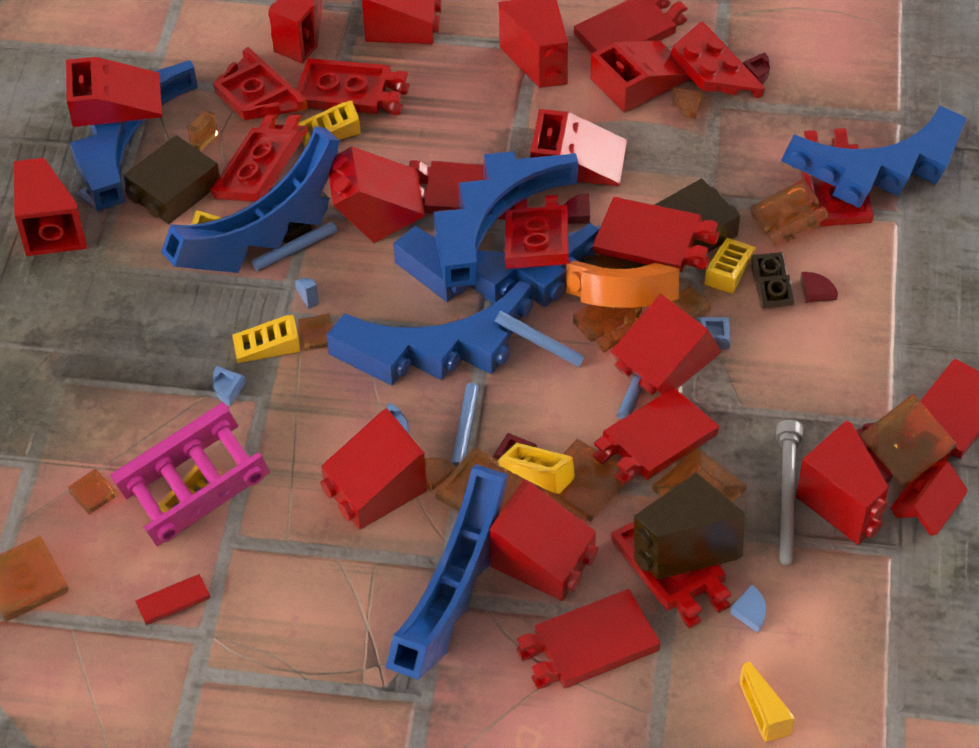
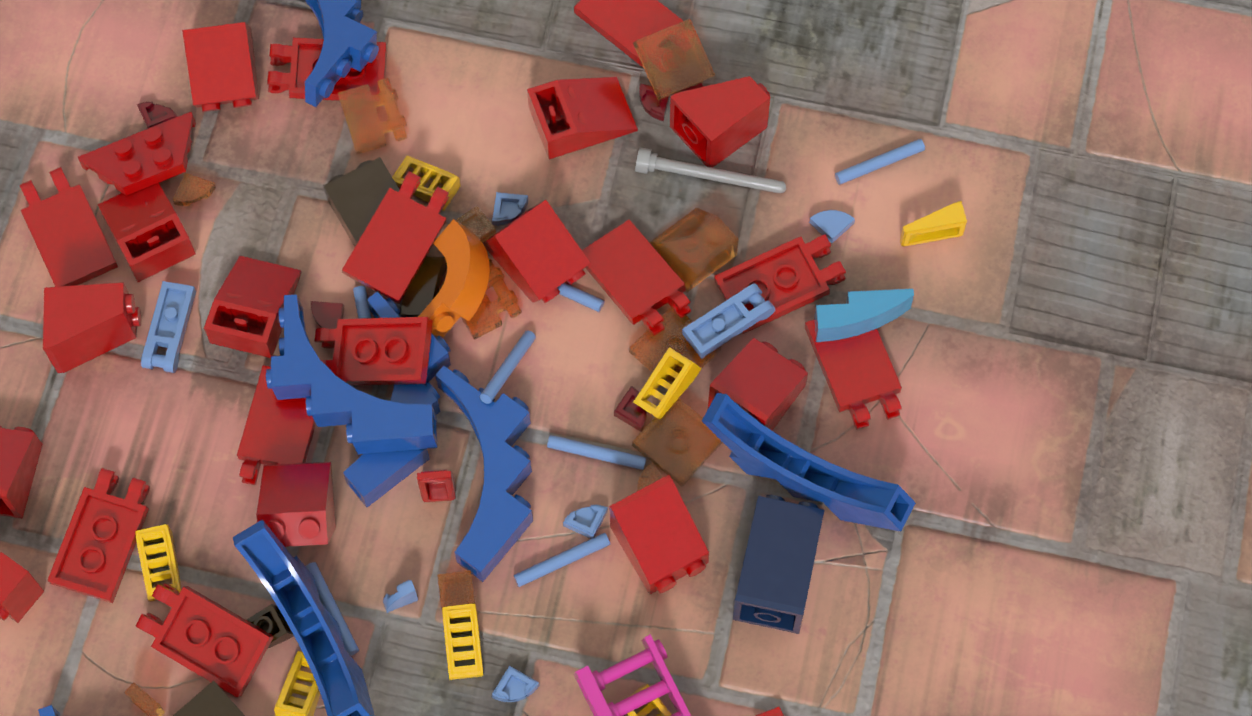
camera: 85 degrees left, 15 degrees up
(257, 89) = (87, 640): red wing -> none
(346, 399) = (561, 560): none -> medium blue bar
(351, 574) = (778, 564): none -> dark blue slope
(414, 298) = (437, 485): none -> red slope
(529, 99) = (168, 326): none -> medium blue plate
(607, 506) = (727, 320): none -> medium blue plate
(639, 628) = (861, 313): none -> dark azure slope
(688, 530) = (768, 252): dark brown slope -> none
(771, 280) = (456, 148): dark brown slope -> none
(814, 97) = (221, 66): none -> red slope
(817, 287) = (466, 109): dark red tile -> none
(827, 369) = (579, 113): none -> red slope
(837, 651) = (879, 161): none -> medium blue bar
(931, 497) = (728, 56): red panel -> none

